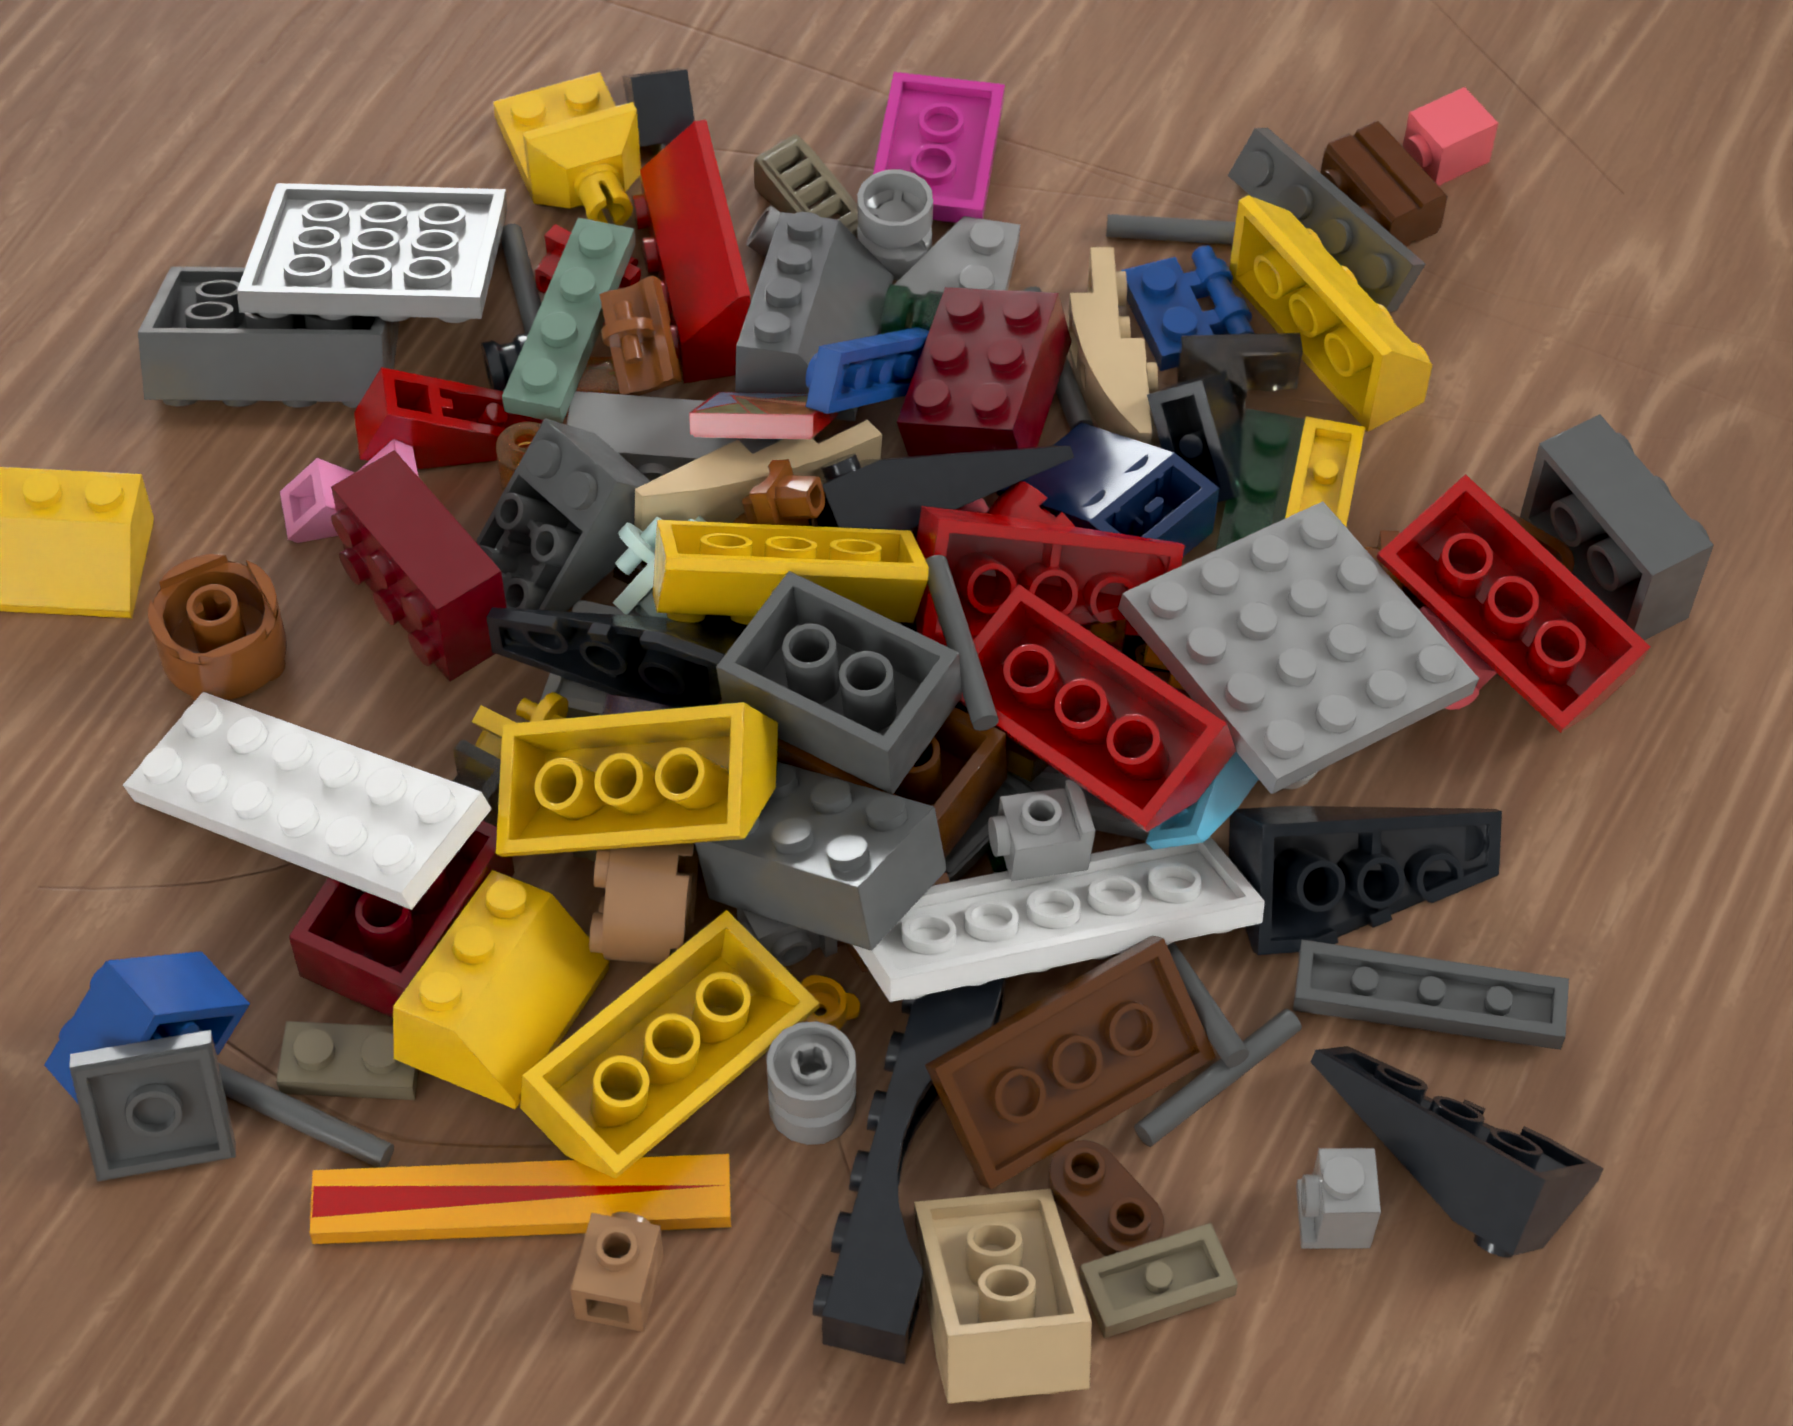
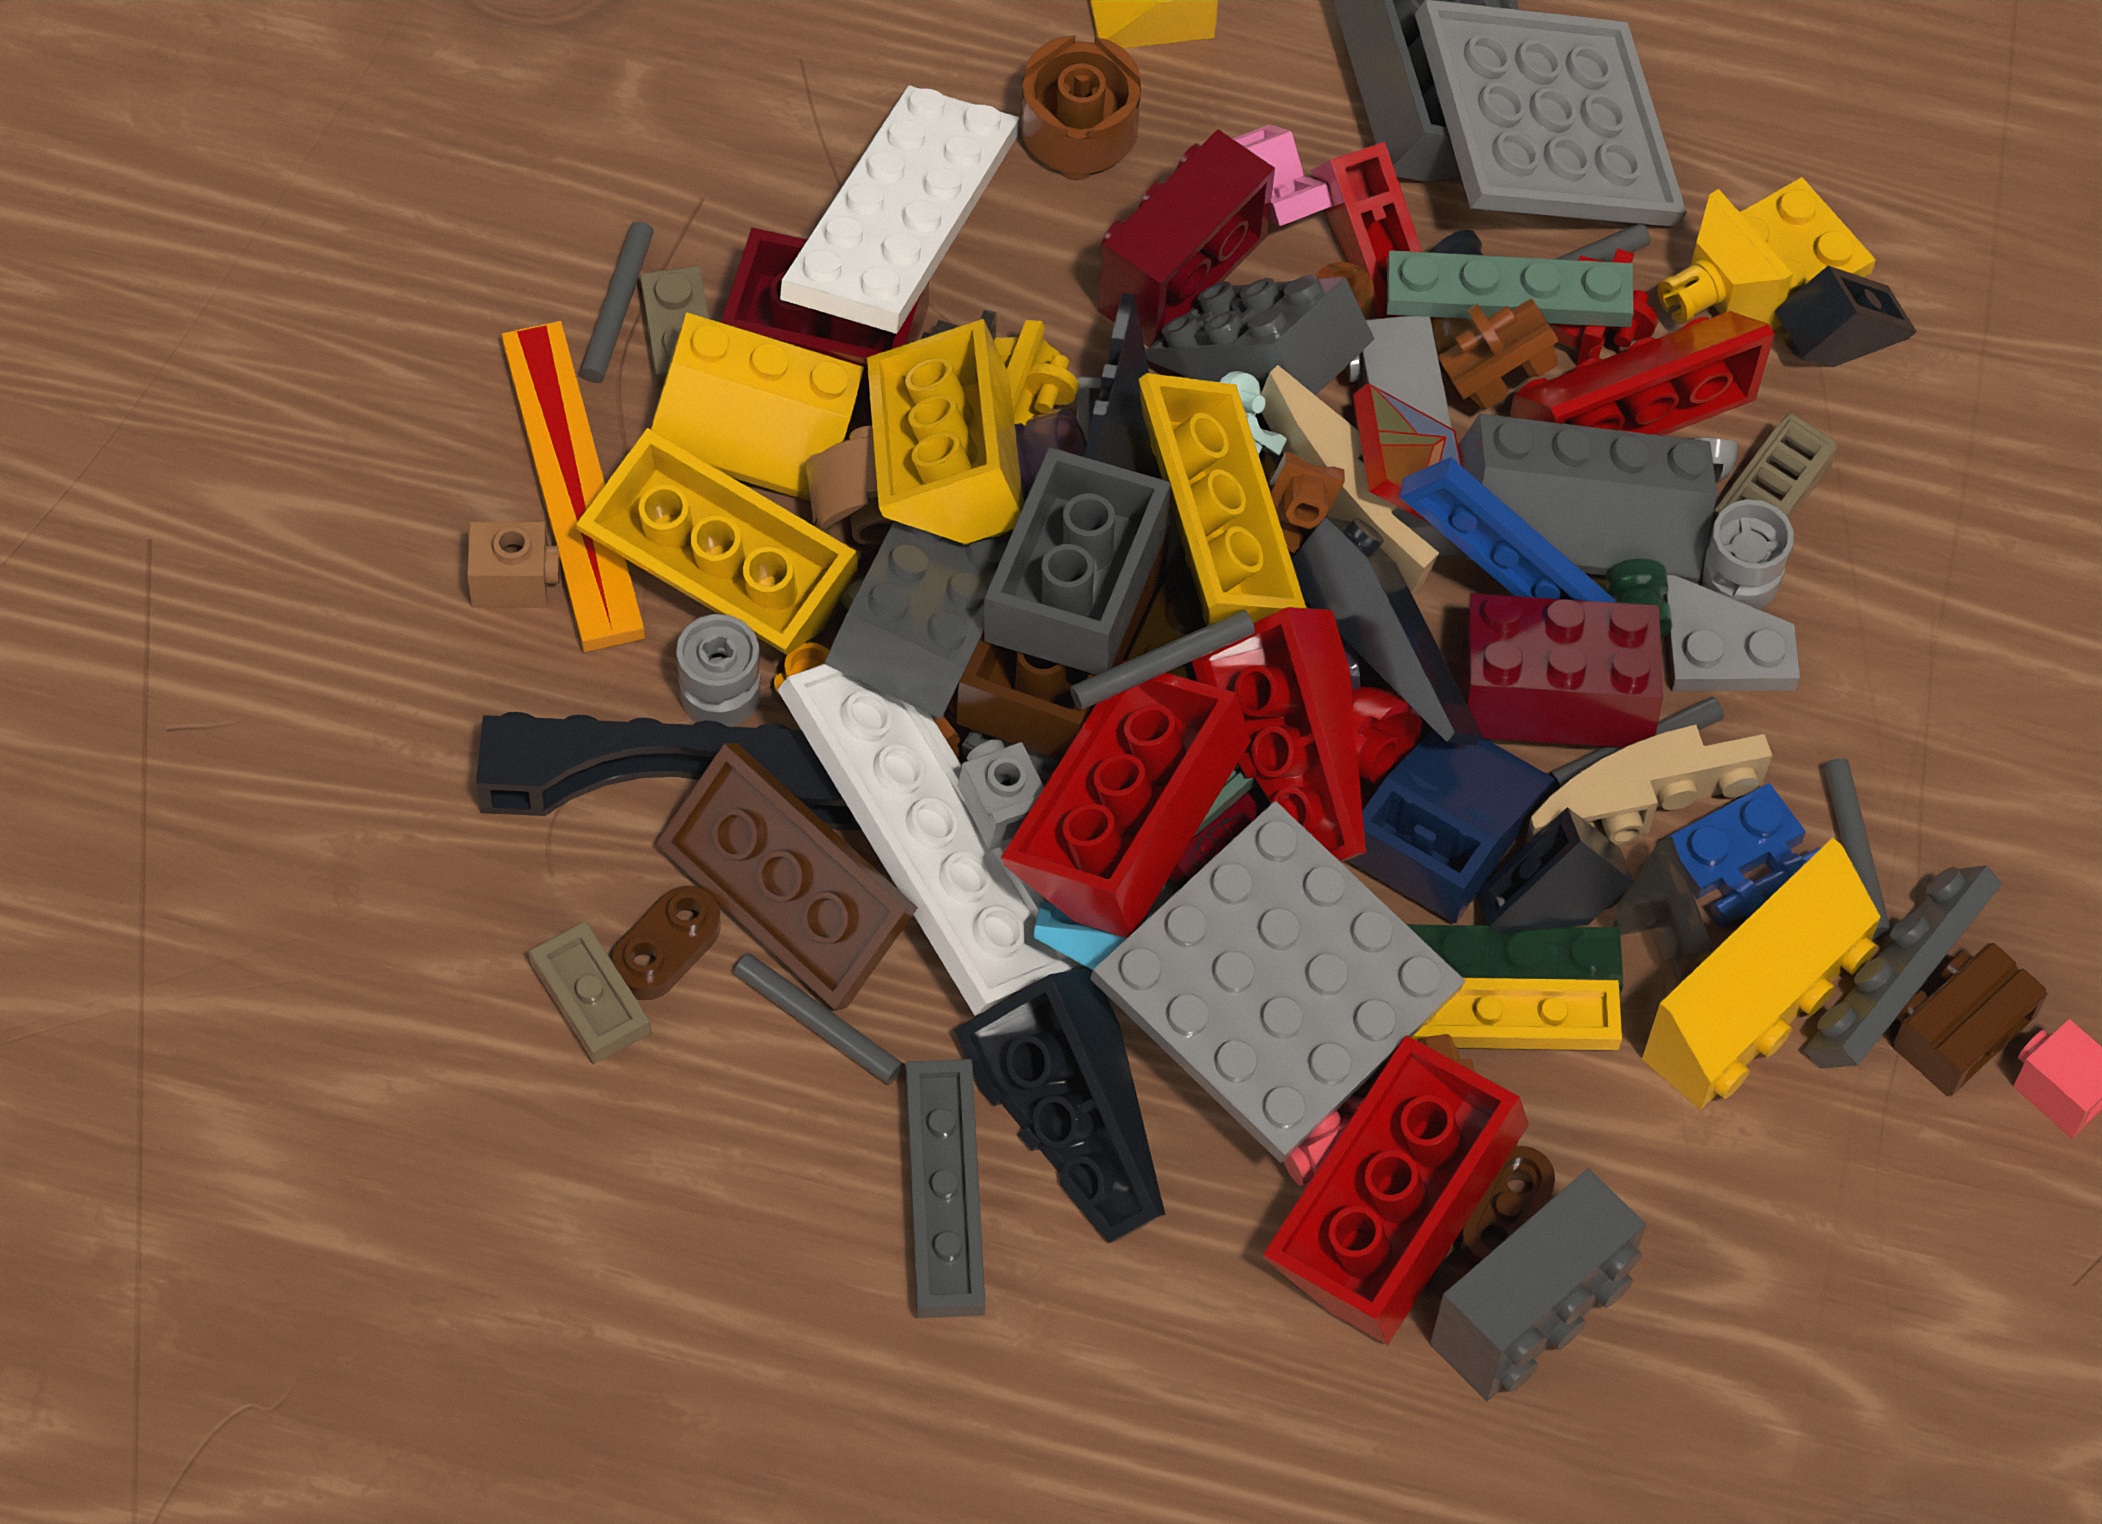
camera: 75 degrees right, 5 degrees up
(145, 1002) = (660, 153): blue brick -> none
(153, 1105) = (579, 181): dark grey tile -> none
(945, 136) = (1882, 584): dark pink plate -> none
(1003, 1296) = (547, 863): tan slope -> none
(1214, 1022) = (880, 987): dark grey bar -> none
(1339, 1200) = (694, 1118): light grey brick -> none
(1486, 1178) = (766, 1243): black wedge -> none

